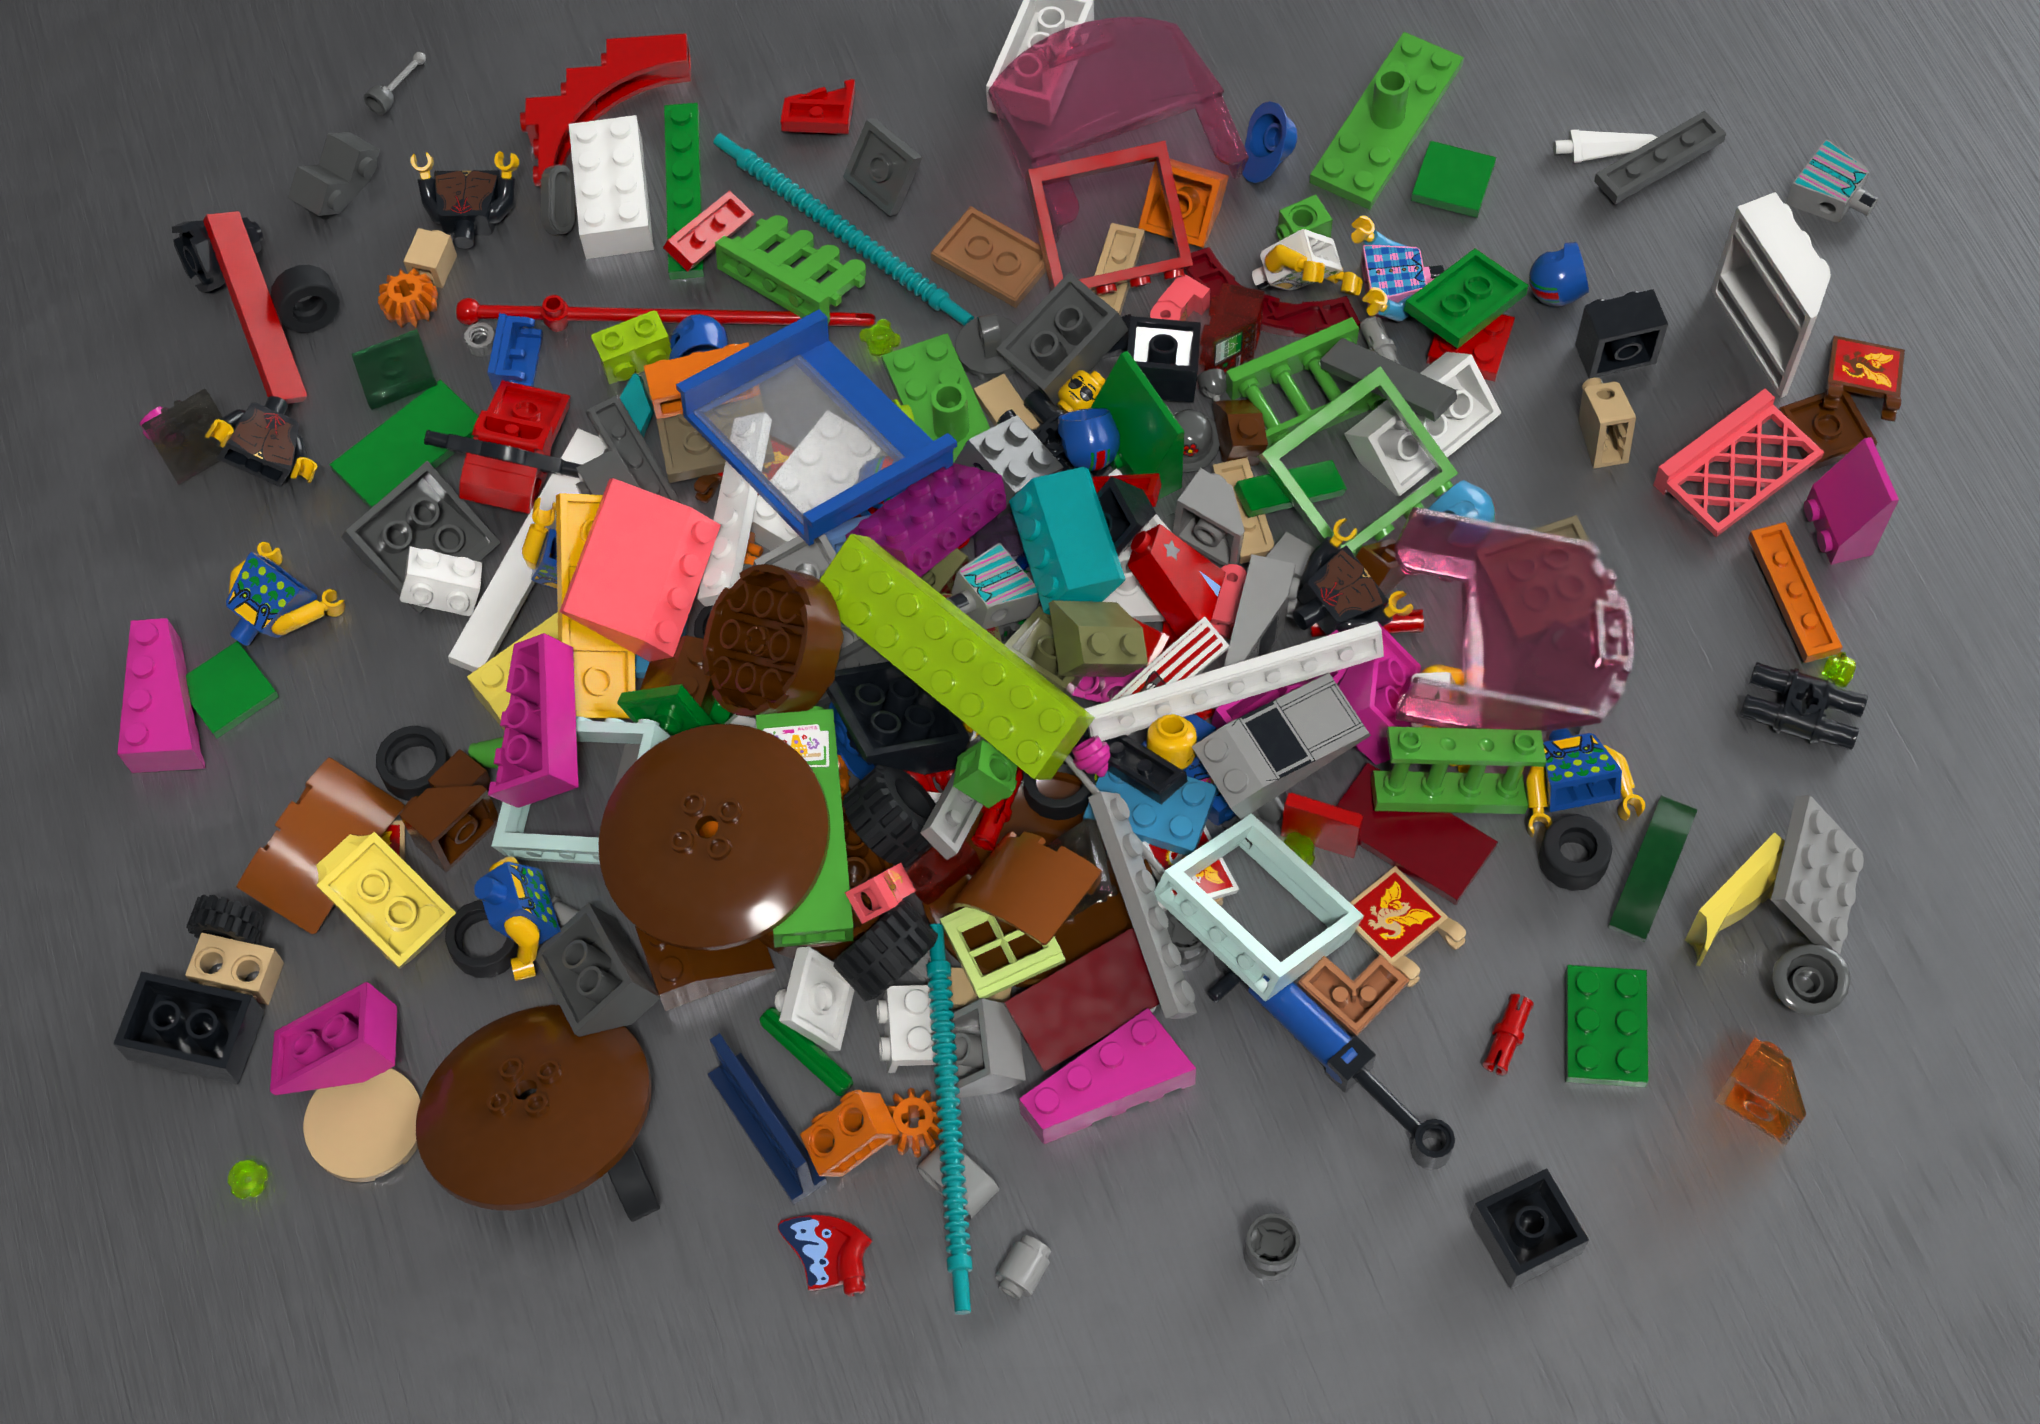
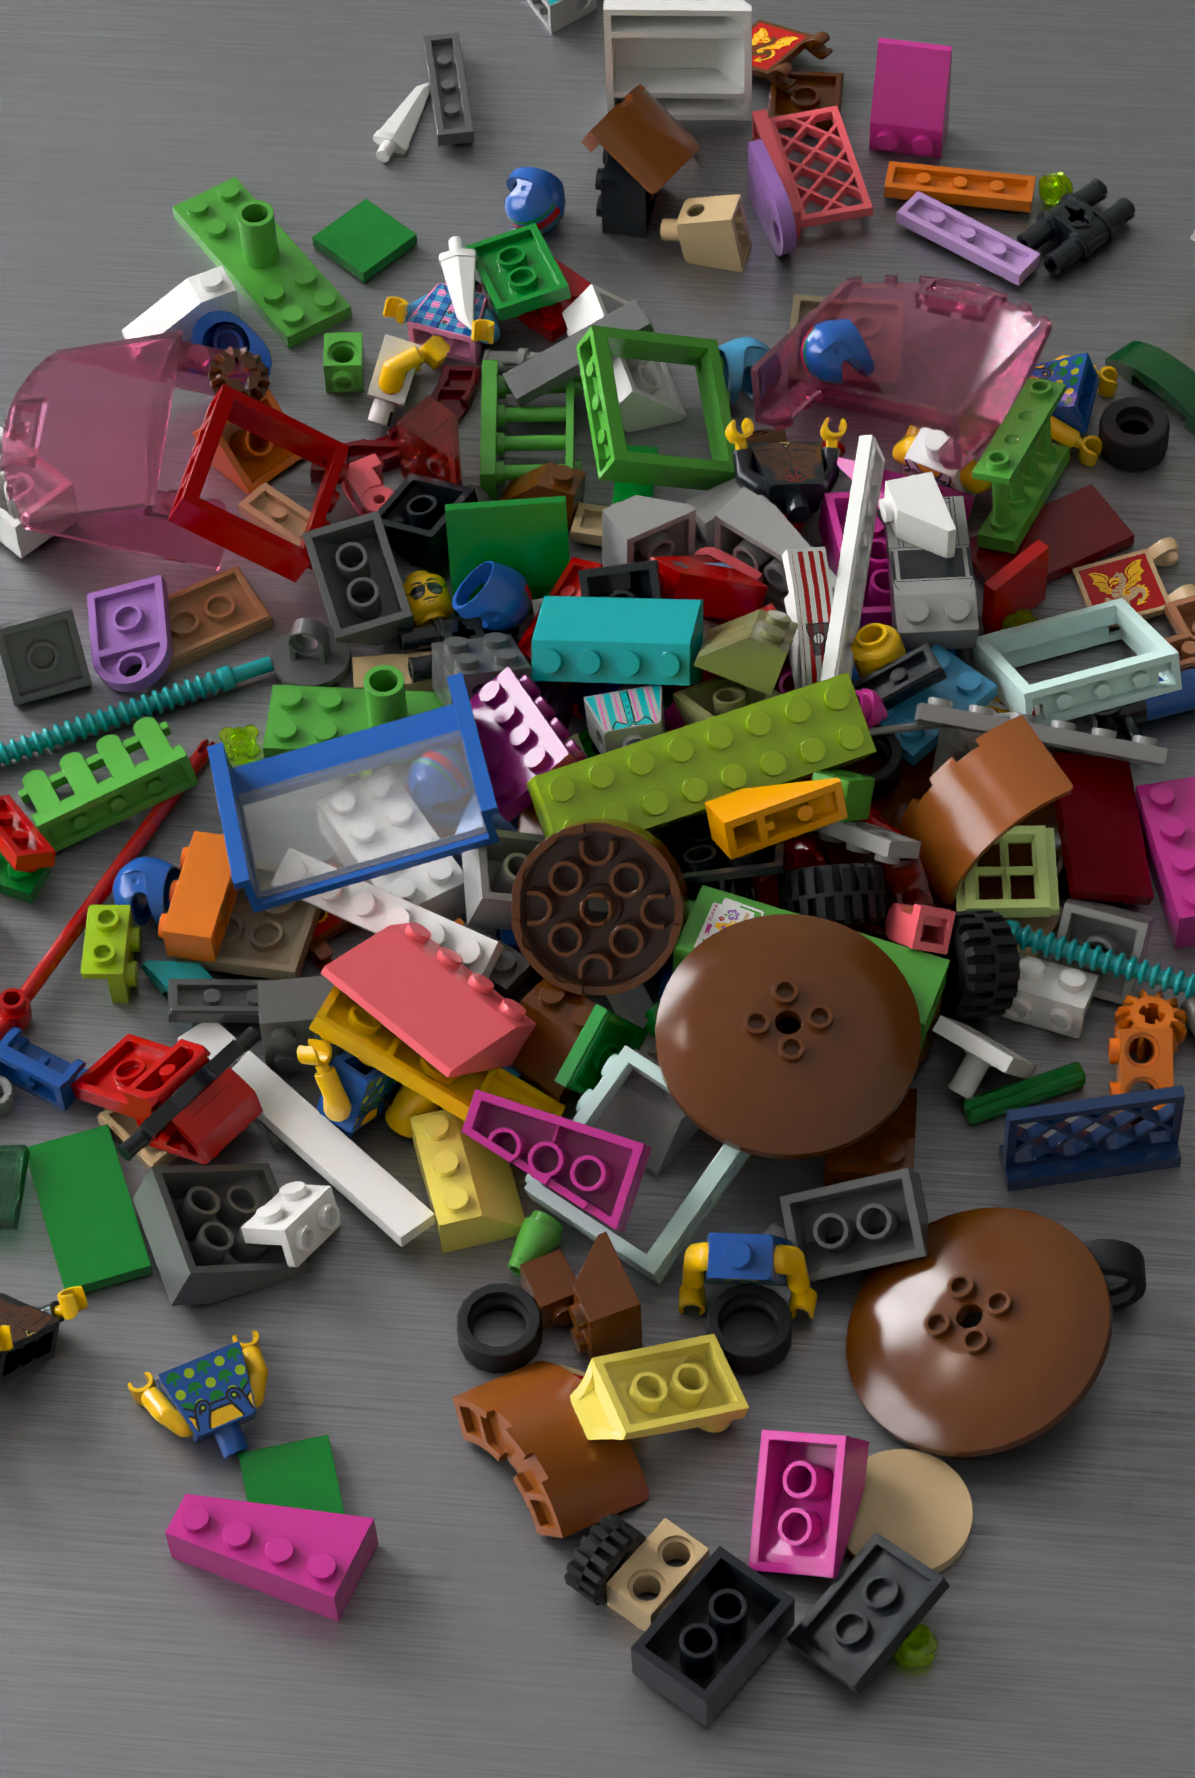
camera: 65 degrees left, 10 degrees down
(249, 1130) = (867, 1613): none -> black plate
(917, 724) = (773, 813): none -> light orange slope
(945, 215) = (130, 628): none -> medium lavender tile
(1210, 170) = (224, 366): none -> reddish brown gear
(1301, 94) = (187, 304): none -> white slope
(1316, 703) = (919, 513): none -> white slope
(1434, 257) = (459, 272): none -> white bar
(1489, 563) = (829, 346): none -> blue helmet
(1660, 319) = (644, 139): none -> dark orange panel
(1665, 444) = (770, 200): none -> medium lavender tile
(1735, 624) = (968, 238): none -> lavender plate

